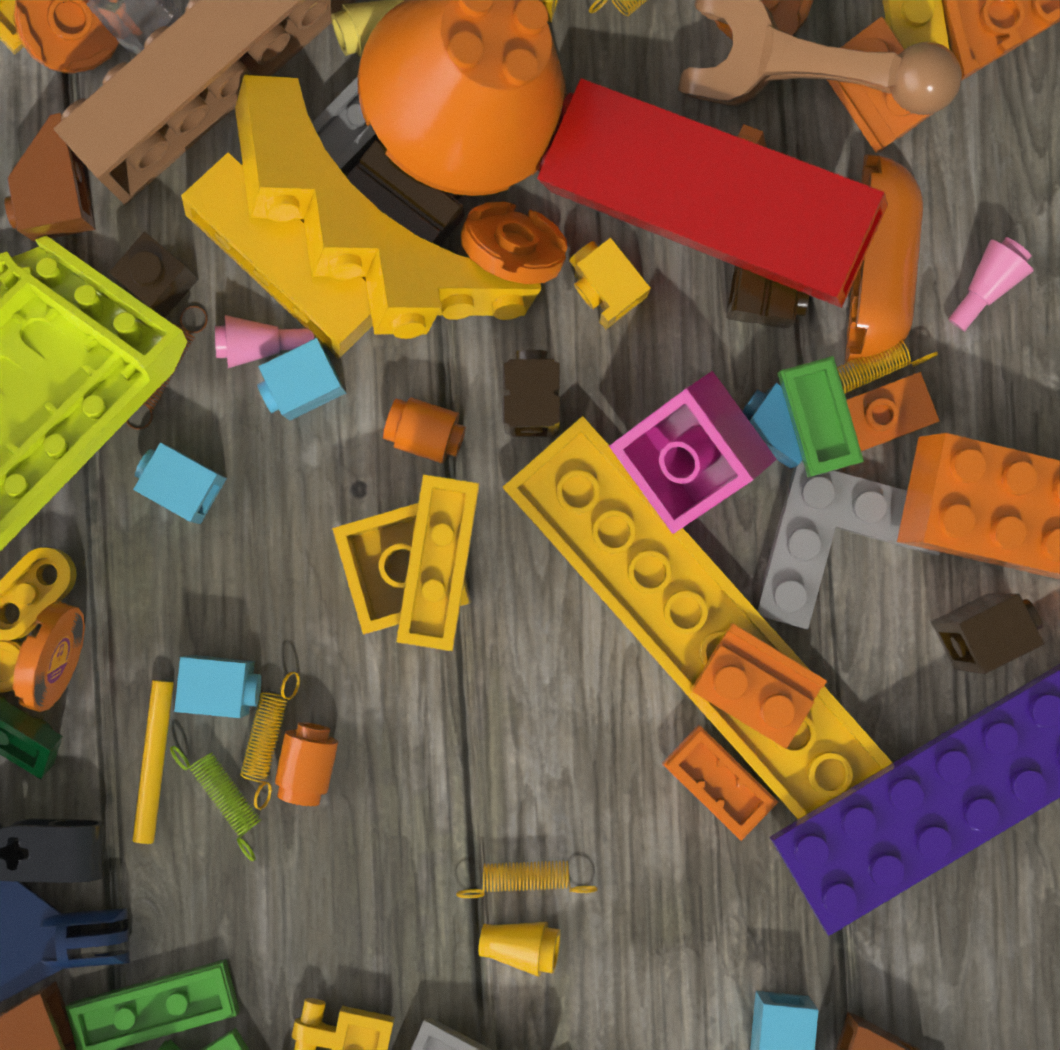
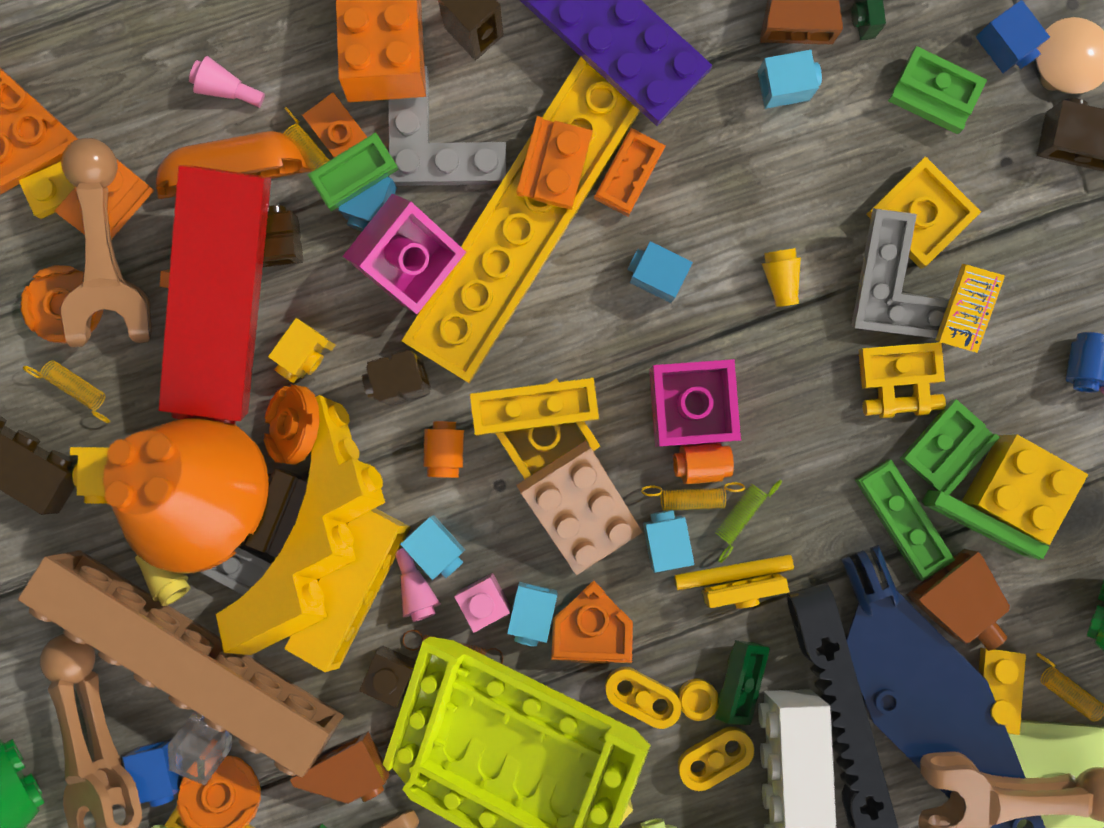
camera: 105 degrees left, 0 degrees up
(50, 657) = (683, 665): orange tile -> none
(122, 768) = (745, 592): none -> yellow plate
(133, 554) = (592, 630): none -> orange plate
(211, 423) = (483, 602): none -> bright pink brick
(293, 584) = (580, 508): none -> plate
(384, 775) = (694, 403): none -> dark pink brick
(524, 877) = (733, 251): yellow piece -> none
(575, 782) = (659, 271): none -> dark azure brick

